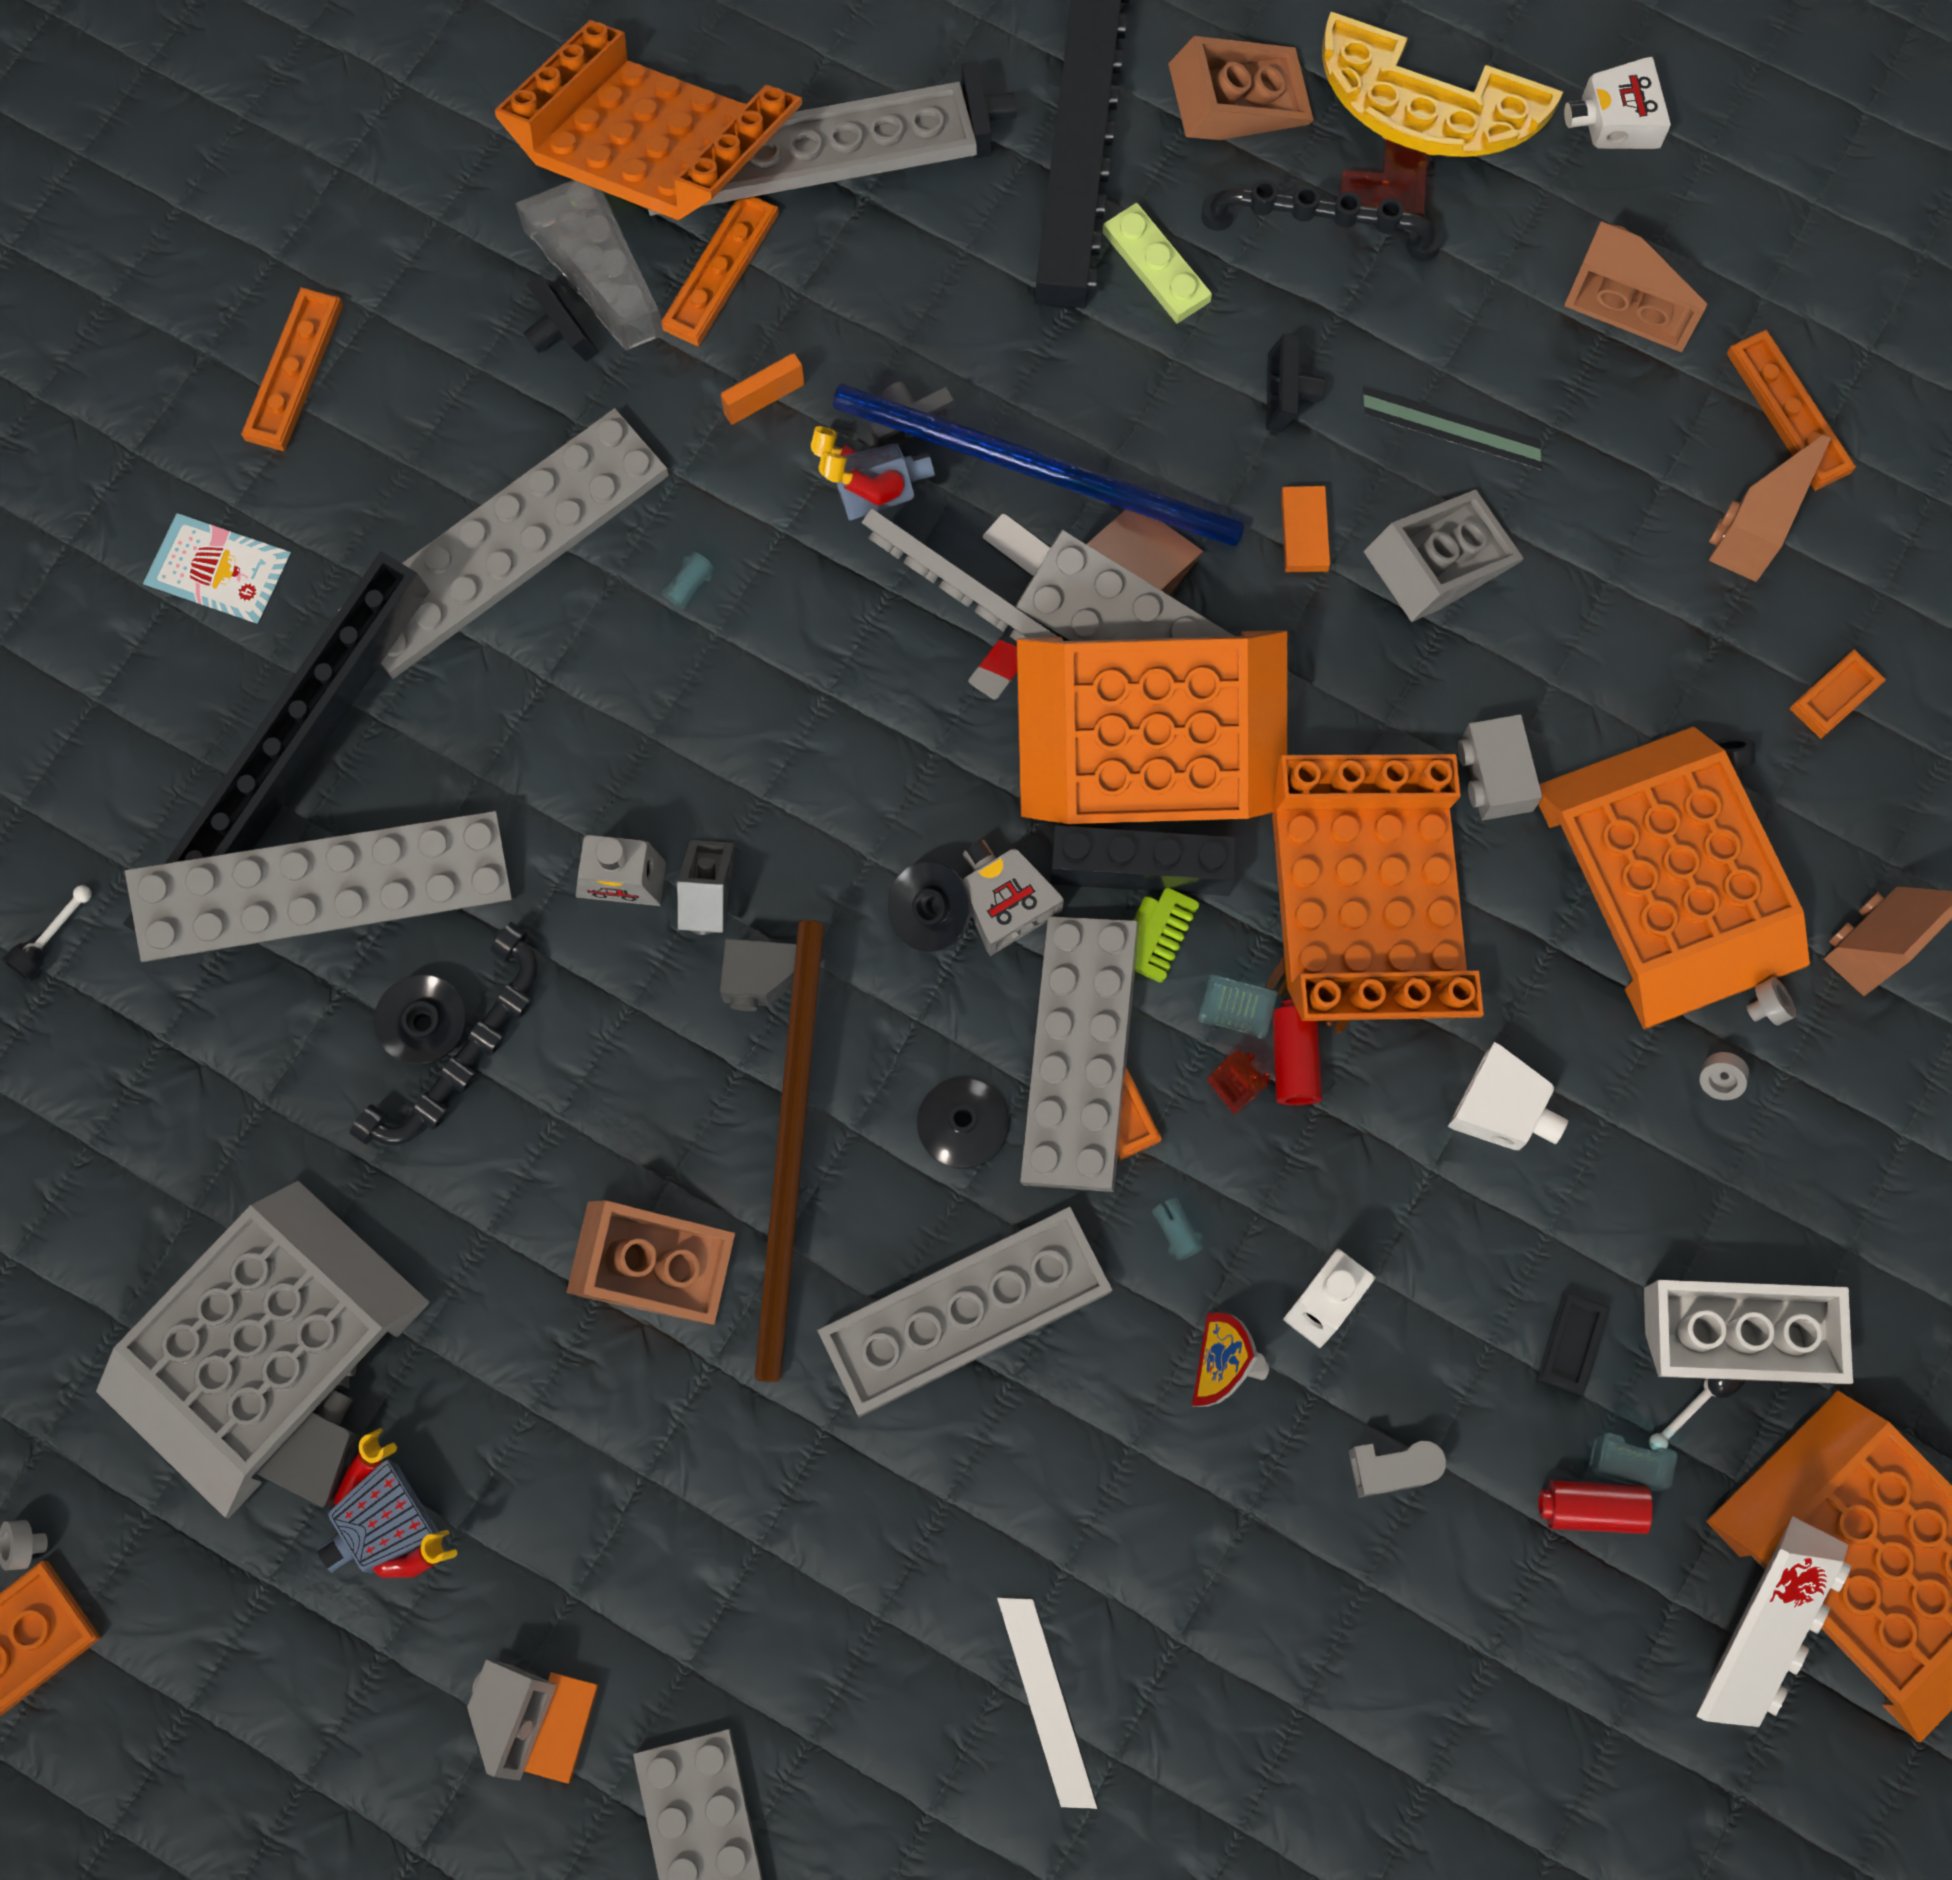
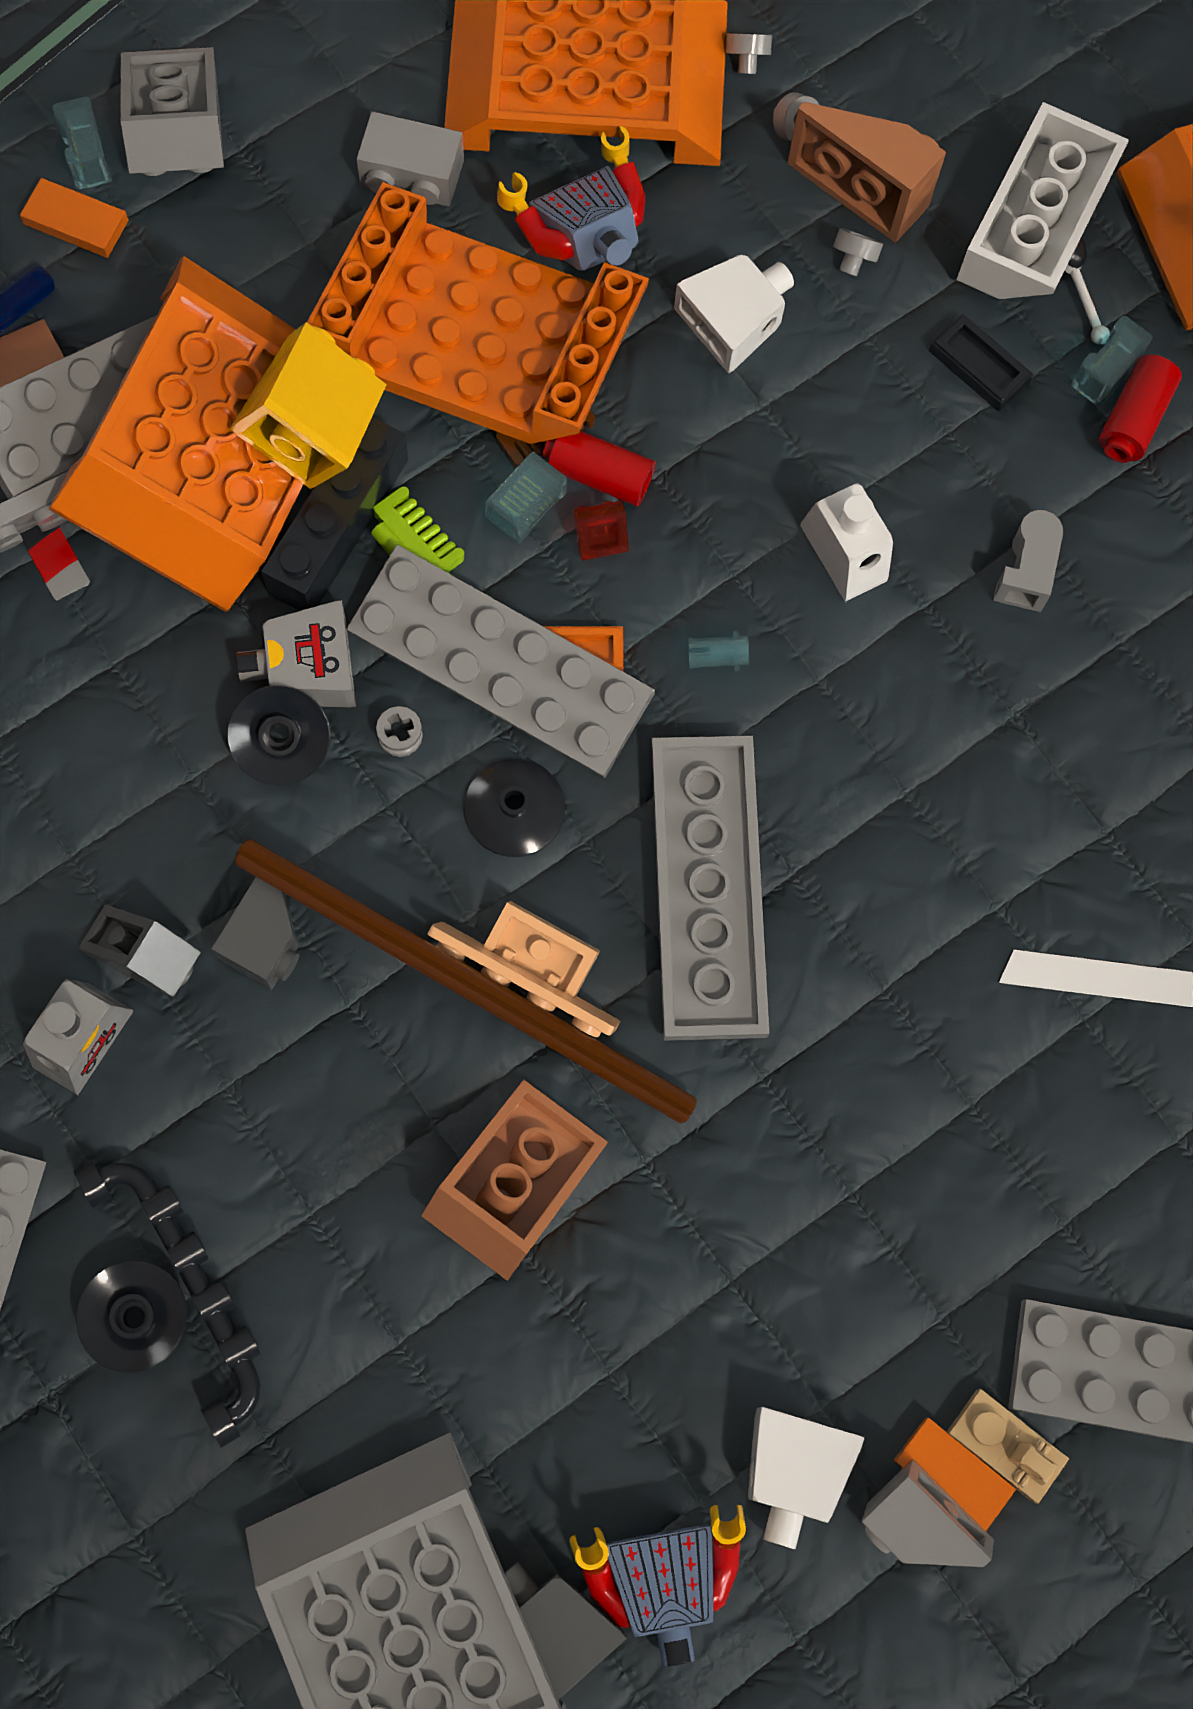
camera: 70 degrees left, 0 degrees up
(510, 1592) = (798, 1471): none -> white torso
(602, 1764) = (1008, 1446): none -> tan hinge
(834, 1196) = (536, 958): none -> light nougat bracket
(980, 985) = (406, 718): none -> light grey bush
(1209, 794) = (310, 407): none -> yellow slope
(1225, 1360) = (868, 661): shield -> none
(1375, 503) = (86, 149): none -> clear light blue piece
(1520, 939) = (587, 218): none -> torso
(1623, 1184) = (856, 248): none -> light grey tile
(1703, 1161) = (867, 164): none -> nougat slope

